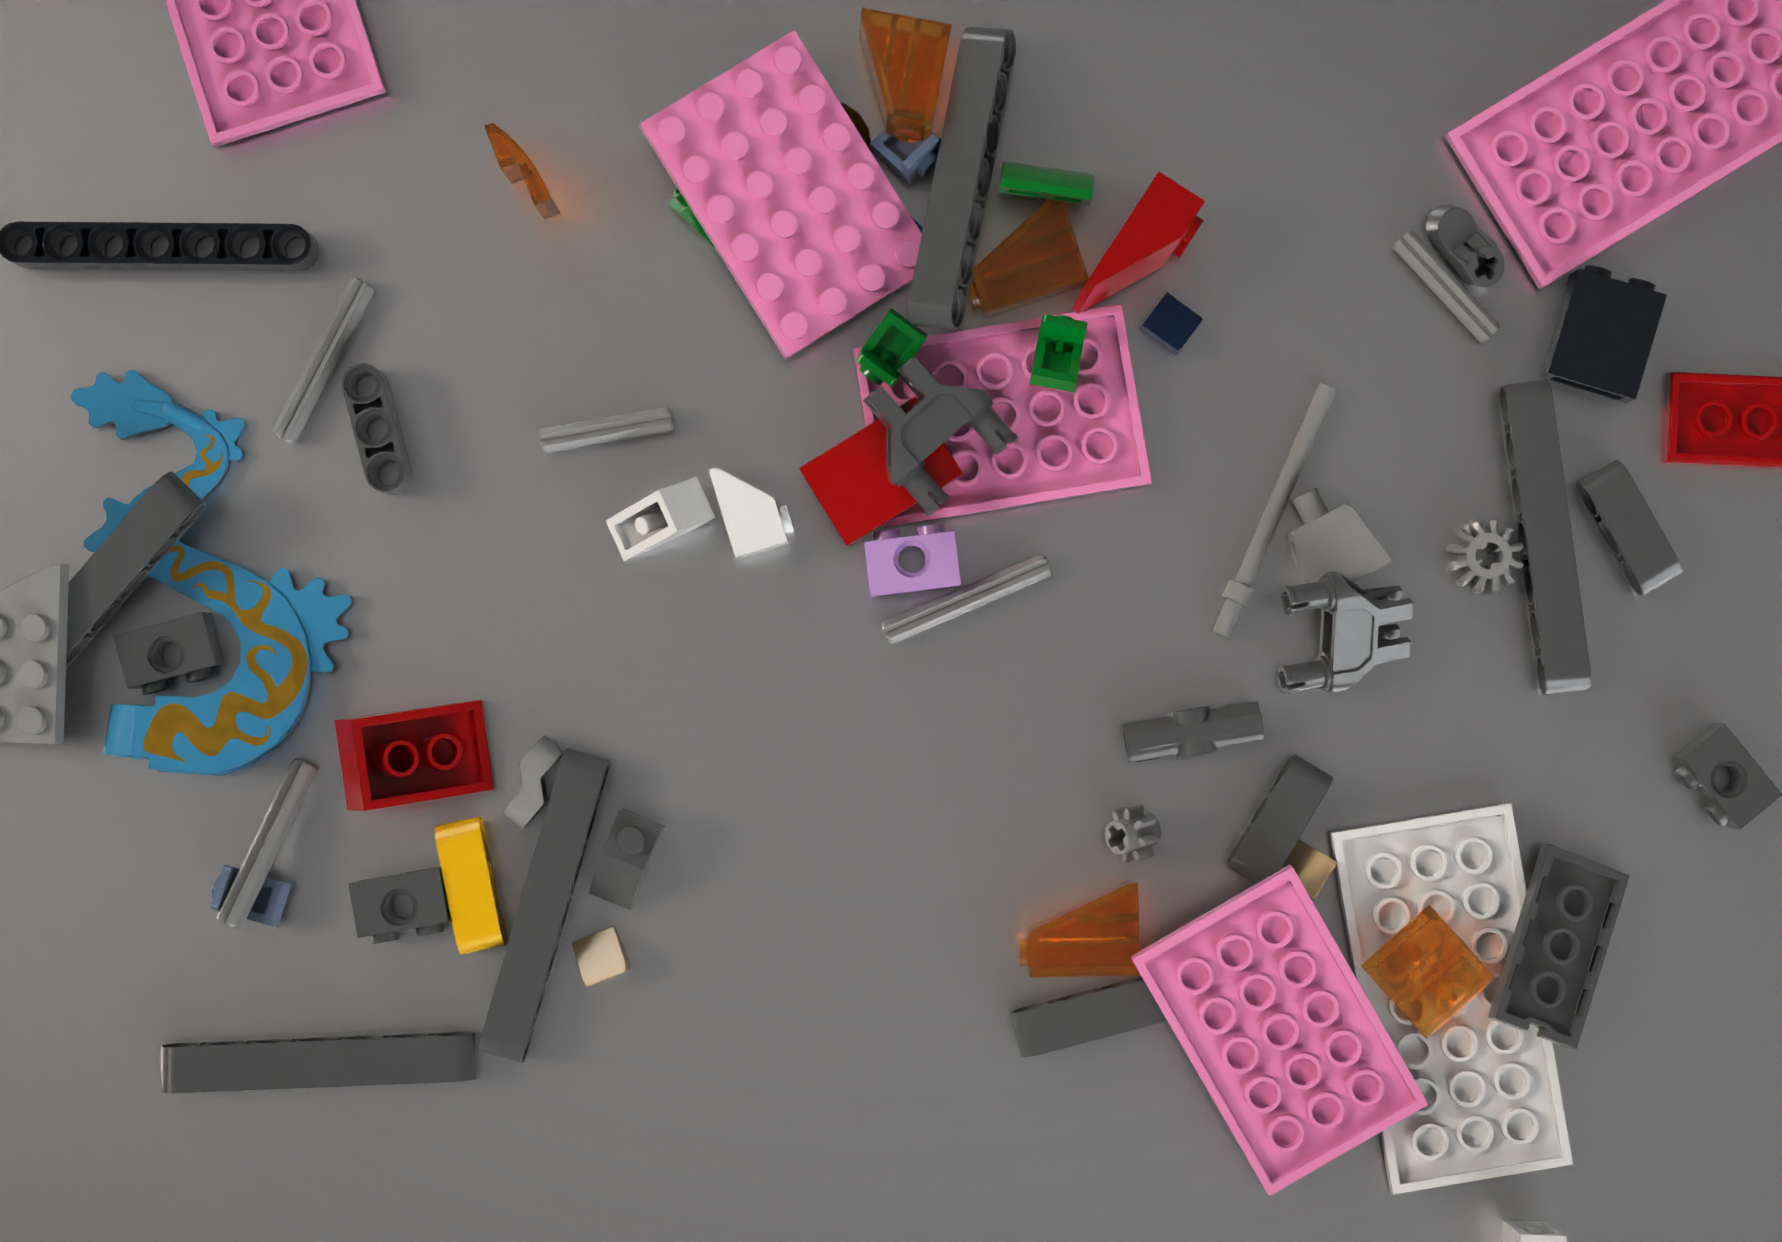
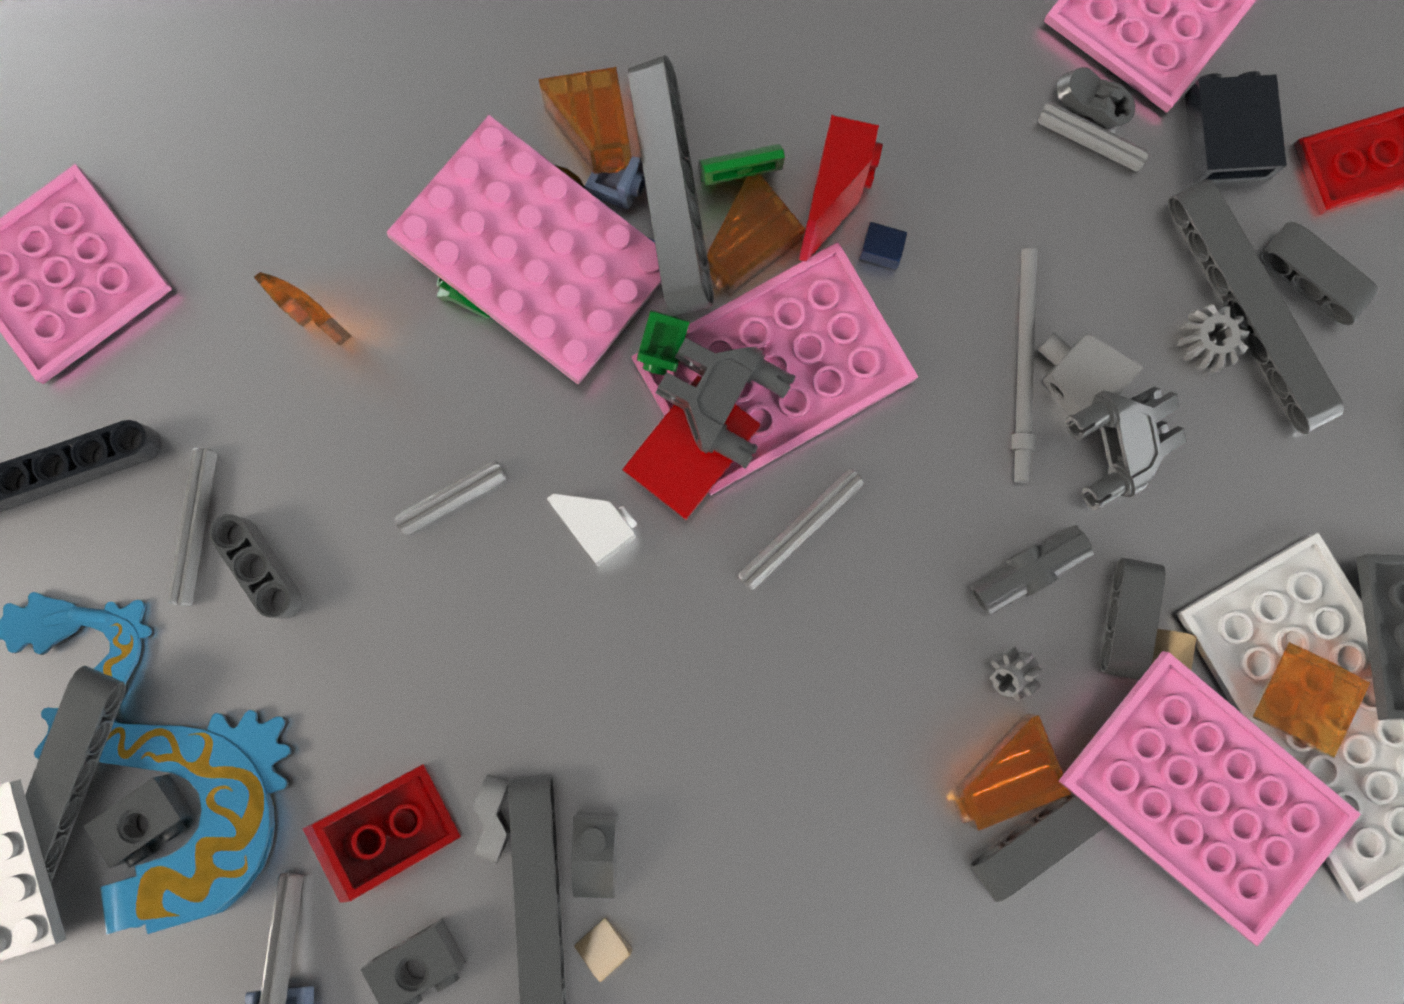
camera: 20 degrees left, 5 degrees down
(470, 885) = (469, 929): yellow beam -> none
(660, 518) = (521, 554): white slope -> none
(940, 566) = (731, 534): lavender brick -> none
(1058, 352) = (802, 295): green bracket -> none

